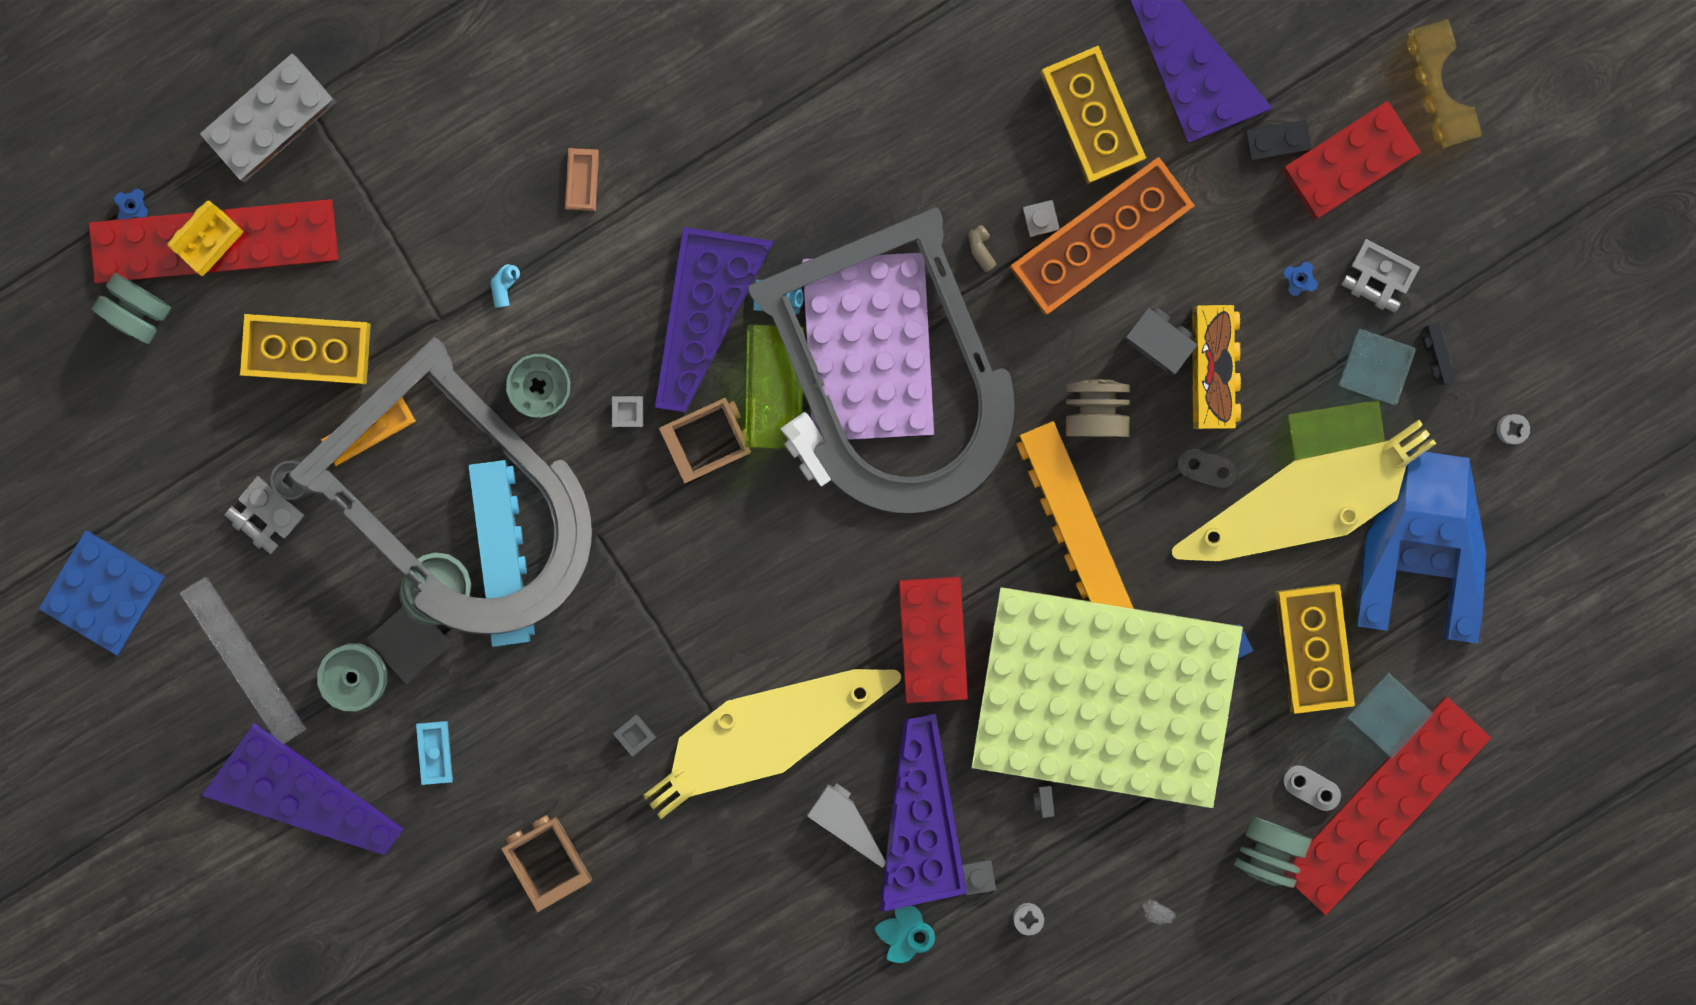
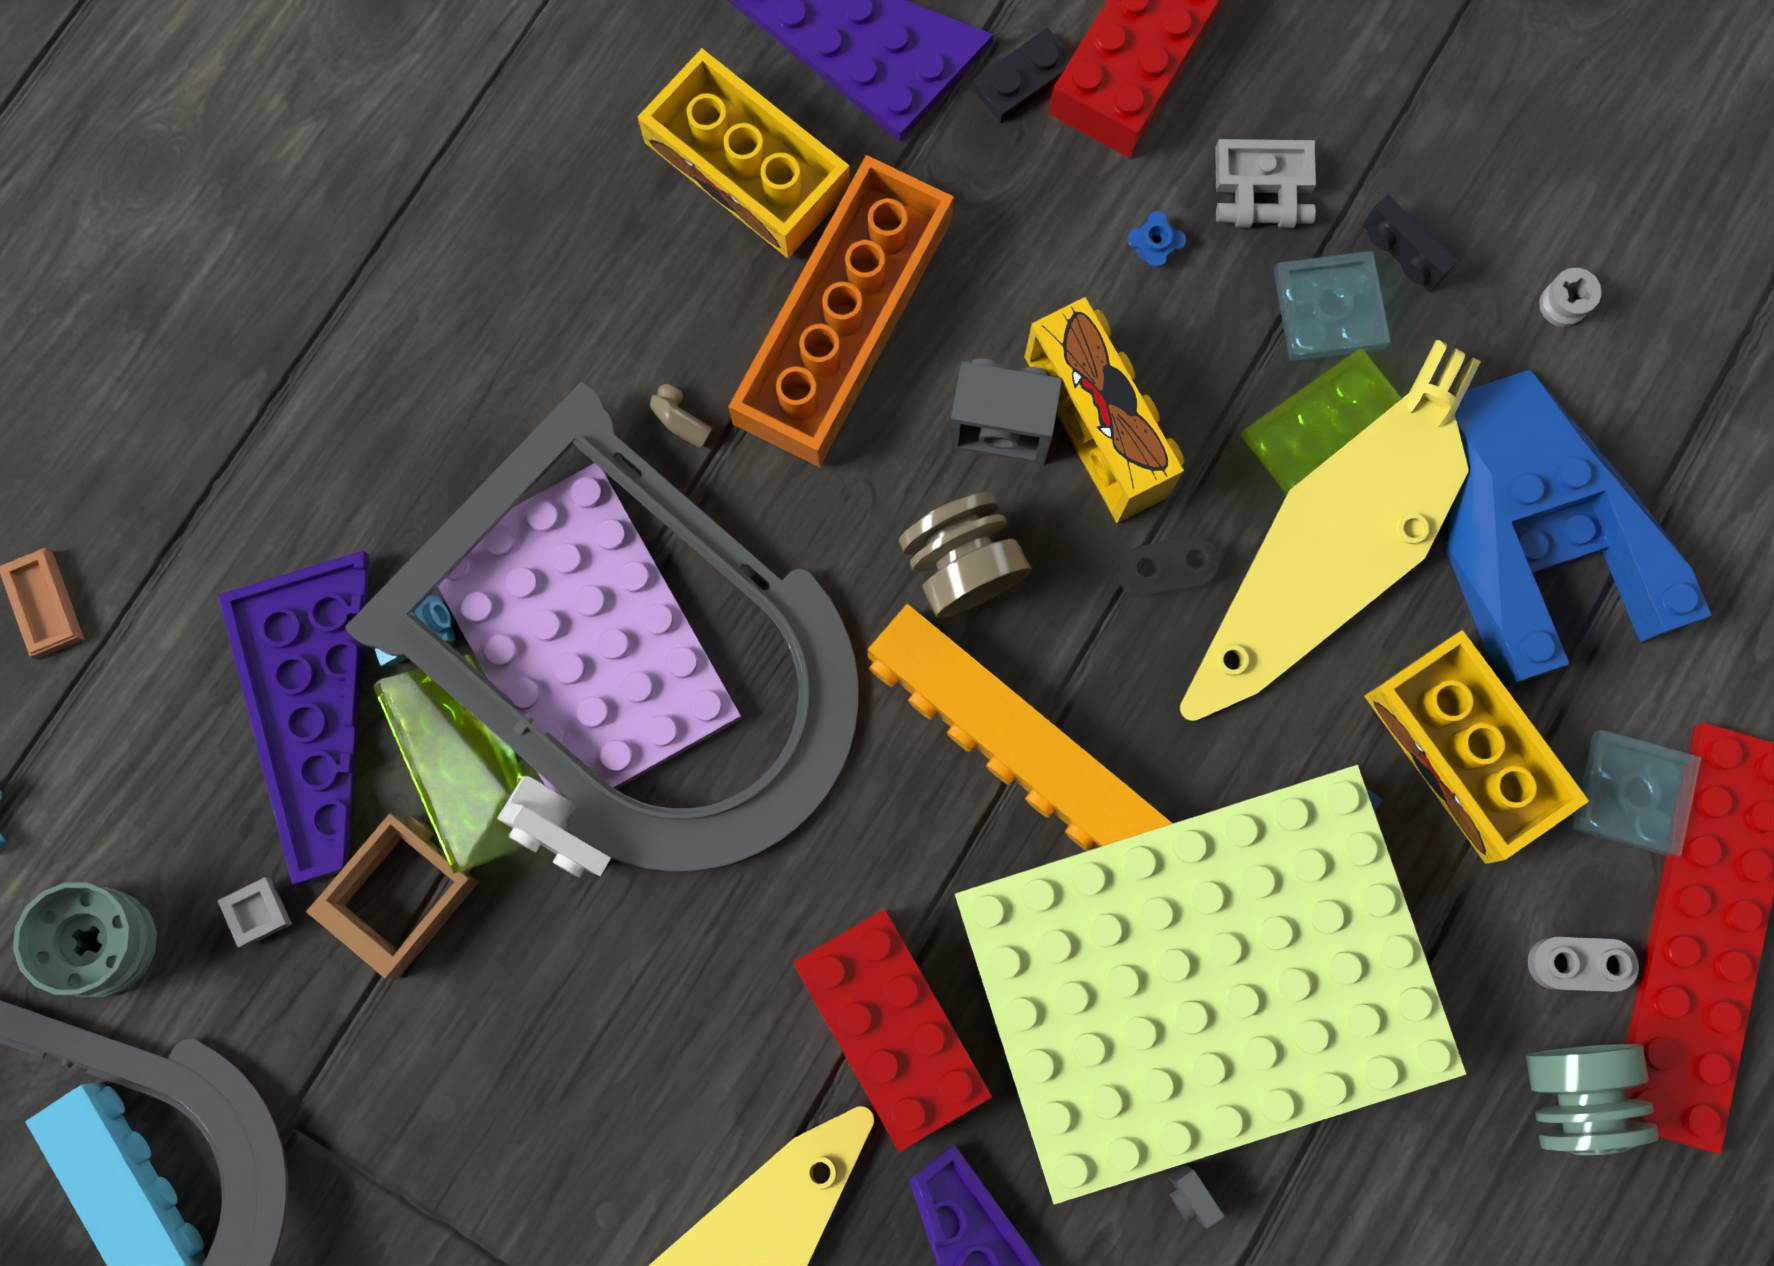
camera: 30 degrees left, 10 degrees down
(1041, 218) = (742, 334): light grey plate -> none

